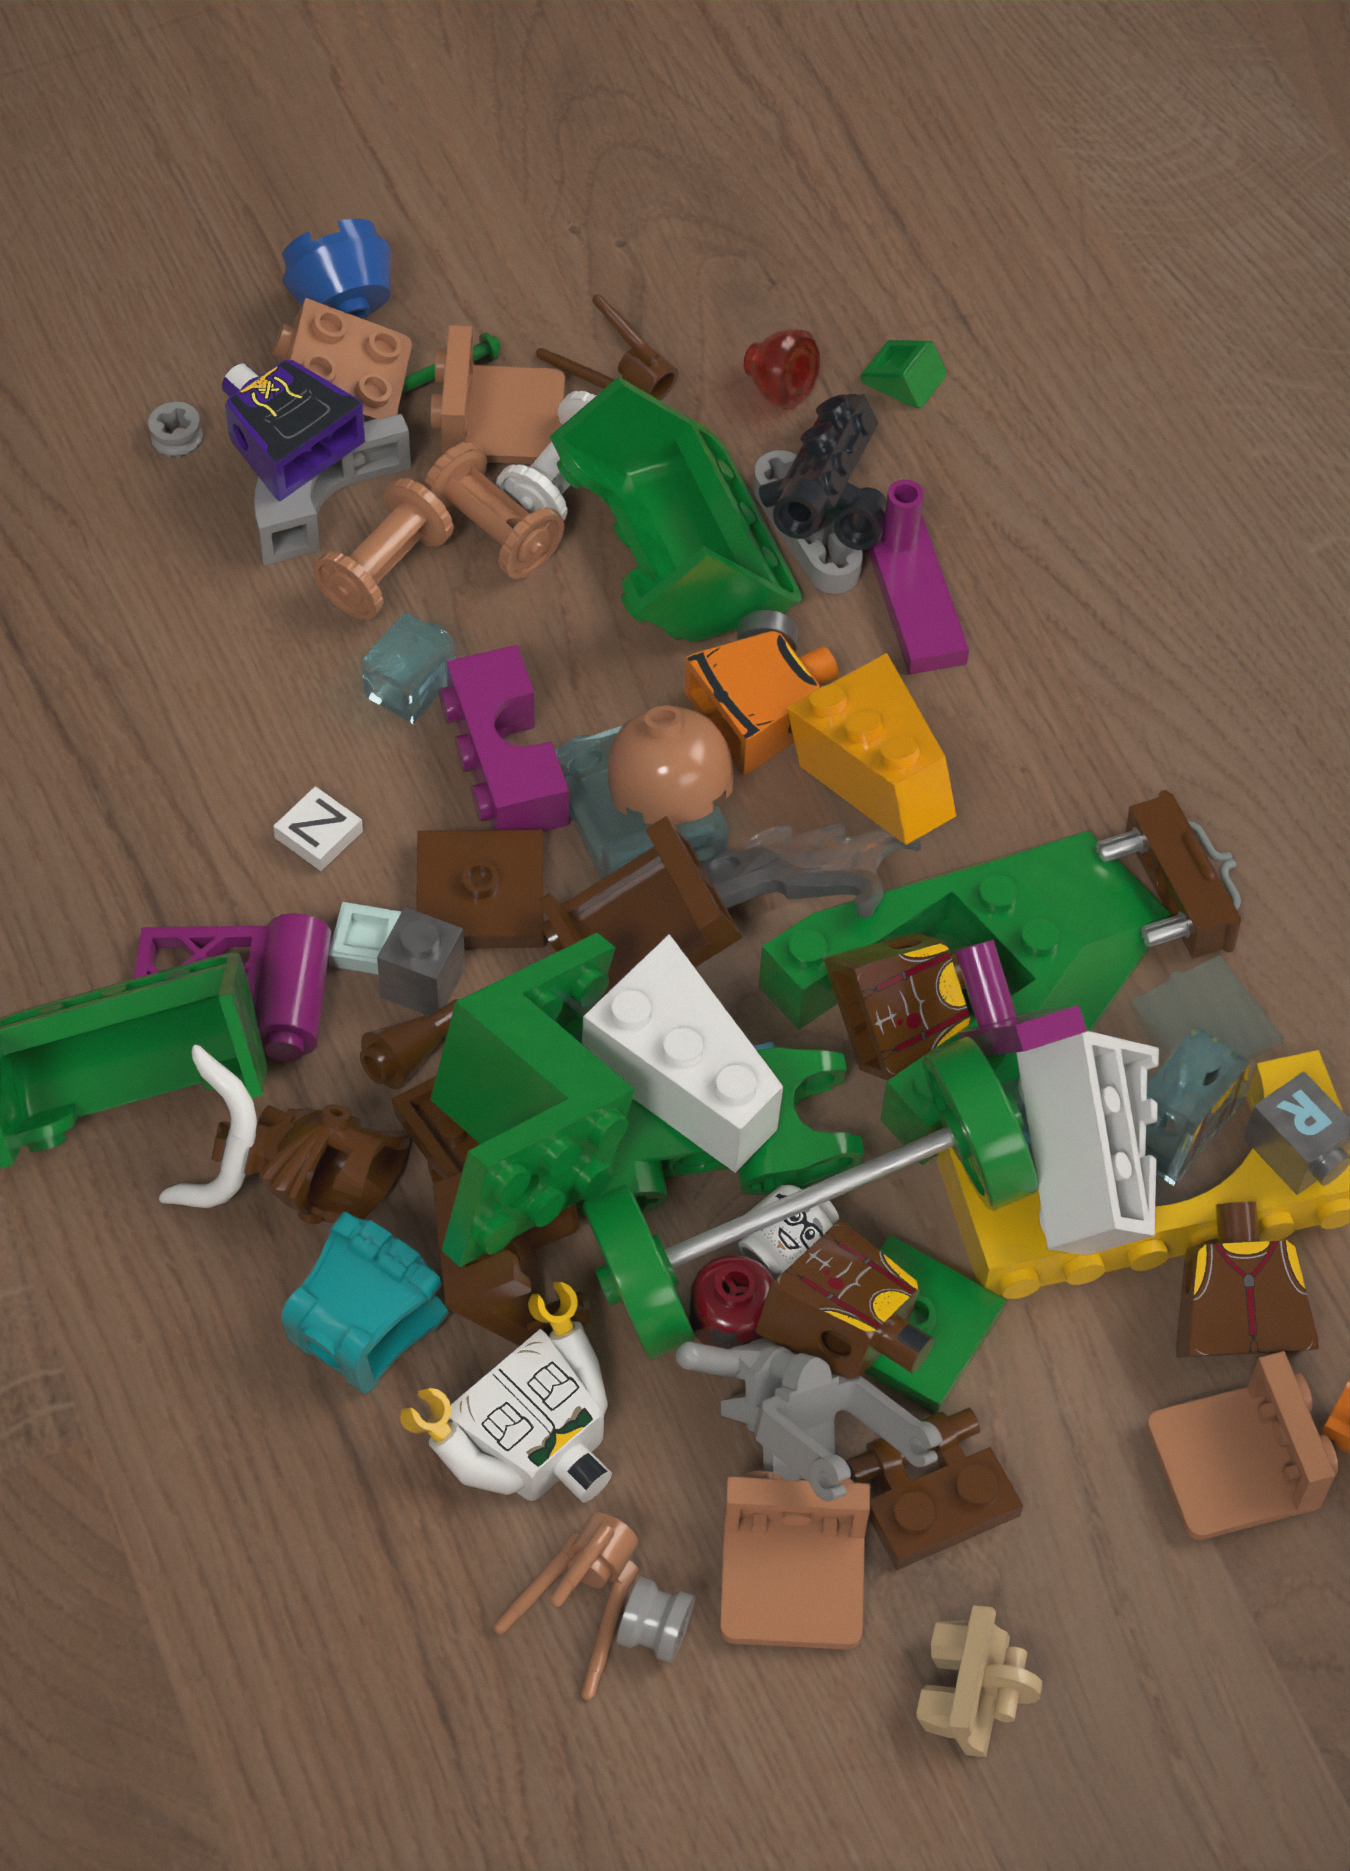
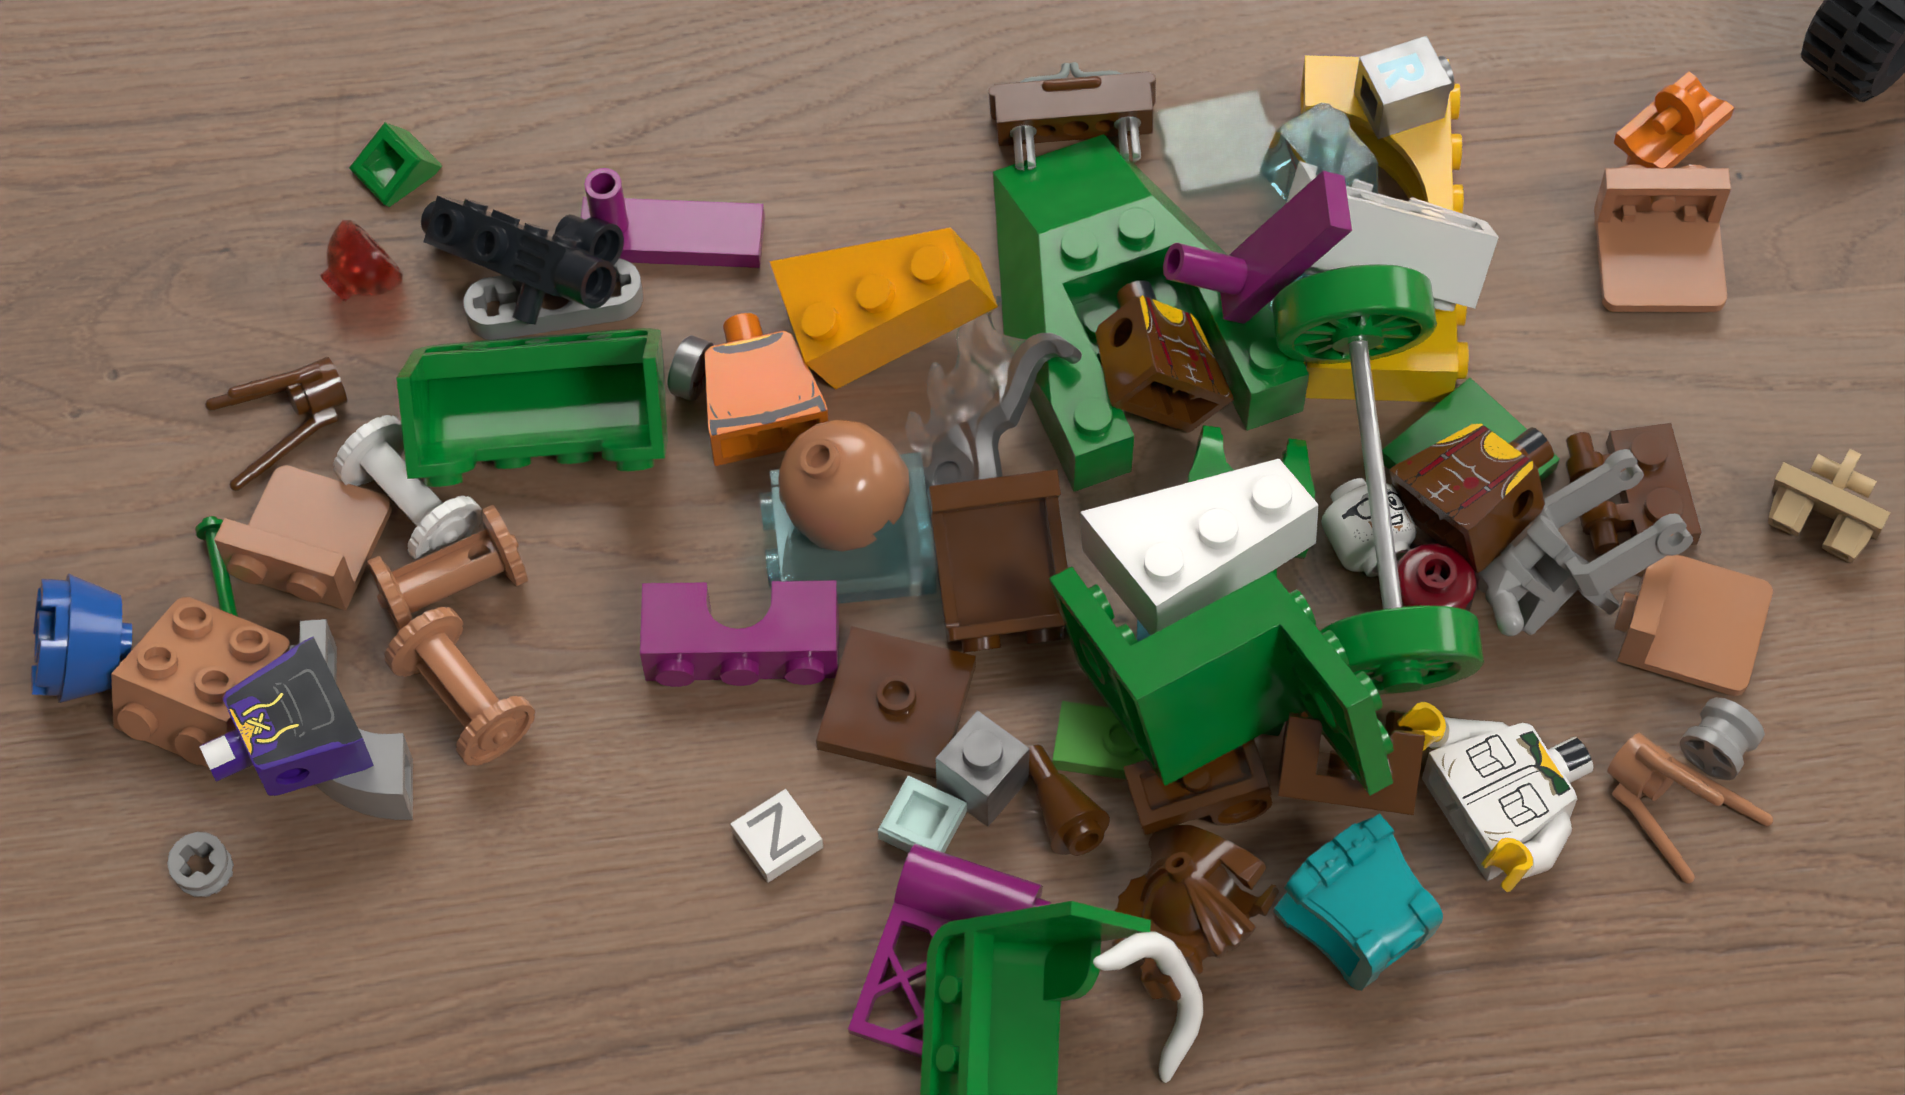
camera: 70 degrees left, 5 degrees up
(408, 667) = (615, 698): clear light blue brick -> none
(1243, 1293) = (1526, 191): reddish brown torso -> none

